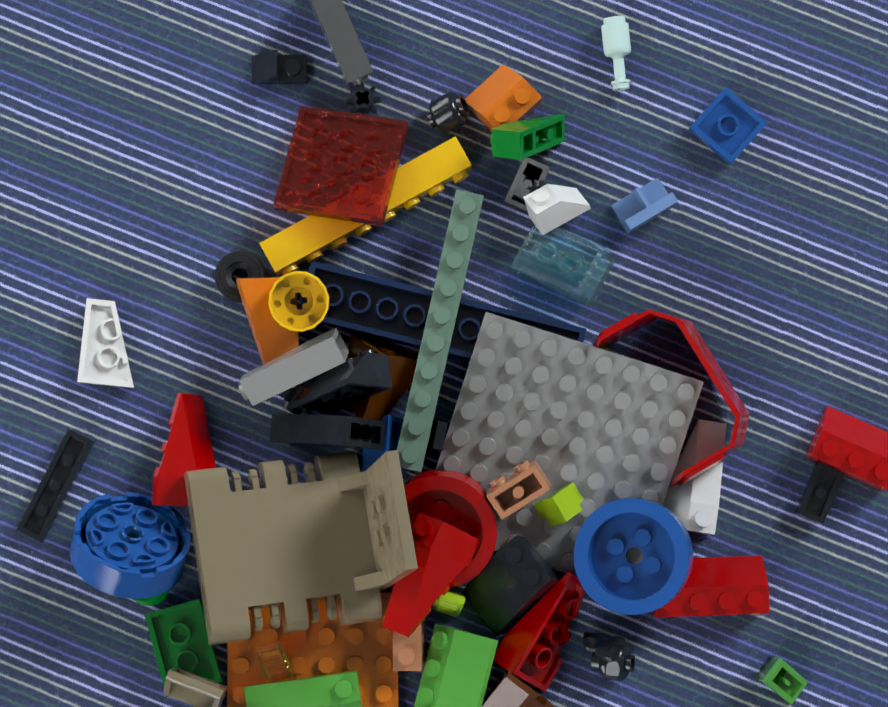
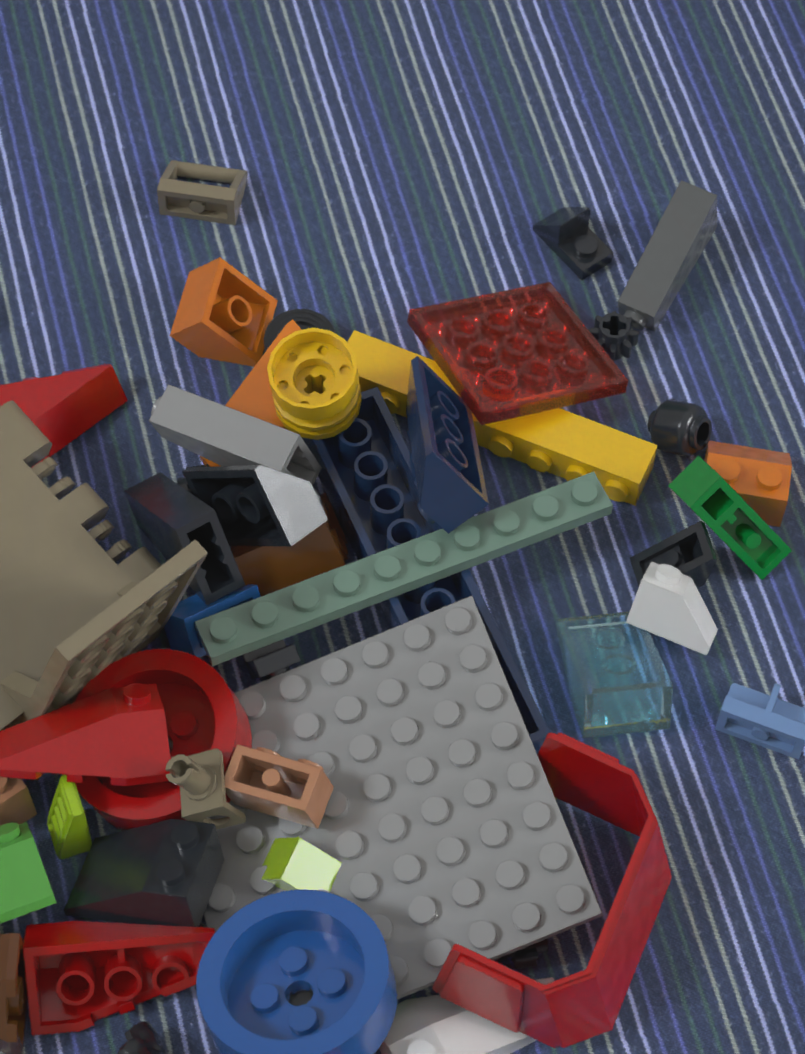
camera: 55 degrees right, 25 degrees down
(95, 262) = (201, 200): none -> dark tan tile
(102, 347) = (106, 267): white wing -> none
(188, 305) = (223, 314): none -> orange slope
(388, 261) = (443, 450): none -> dark blue slope
(493, 528) = (203, 788): none -> dark tan bracket

